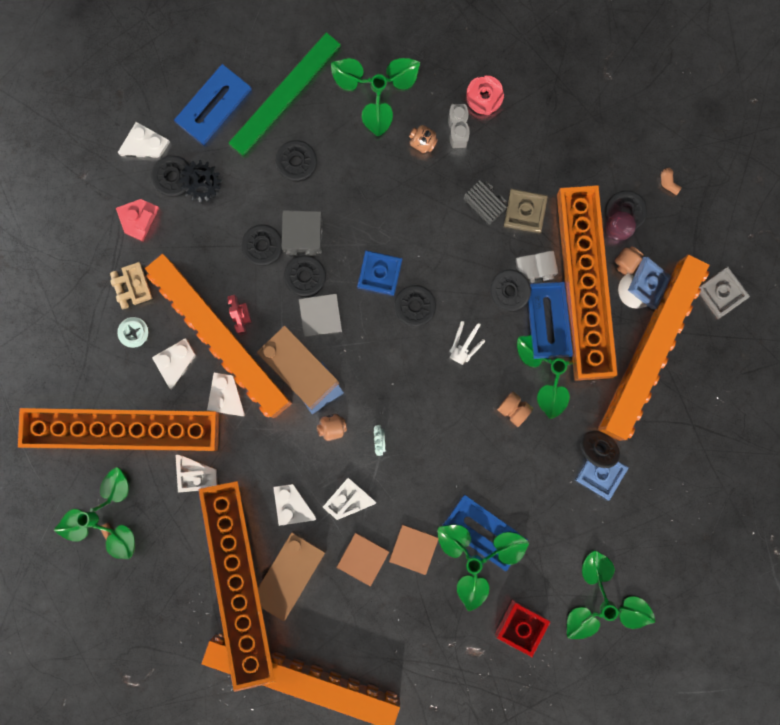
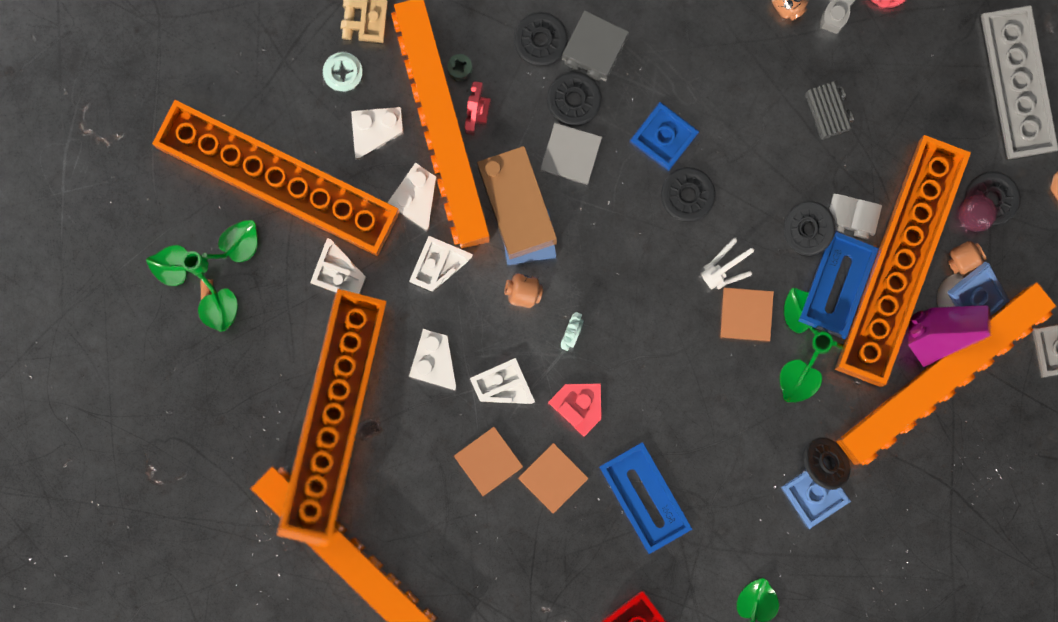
camera: 25 degrees right, 0 degrees up
(217, 293) = (461, 72): none -> sand green wheel
(262, 436) = (437, 264): none -> white wing
(289, 575) = (395, 438): medium nougat brick -> none
(408, 489) = (579, 405): none -> coral plate
(470, 589) = (597, 555): green plant -> none
(495, 370) = (746, 314): none -> nougat tile
(515, 409) = (749, 369): nougat wheel -> none
(525, 211) = (872, 143): dark tan tile -> none
(606, 122) = (1019, 82): none -> light grey plate
(641, 317) = (946, 330): none -> magenta slope

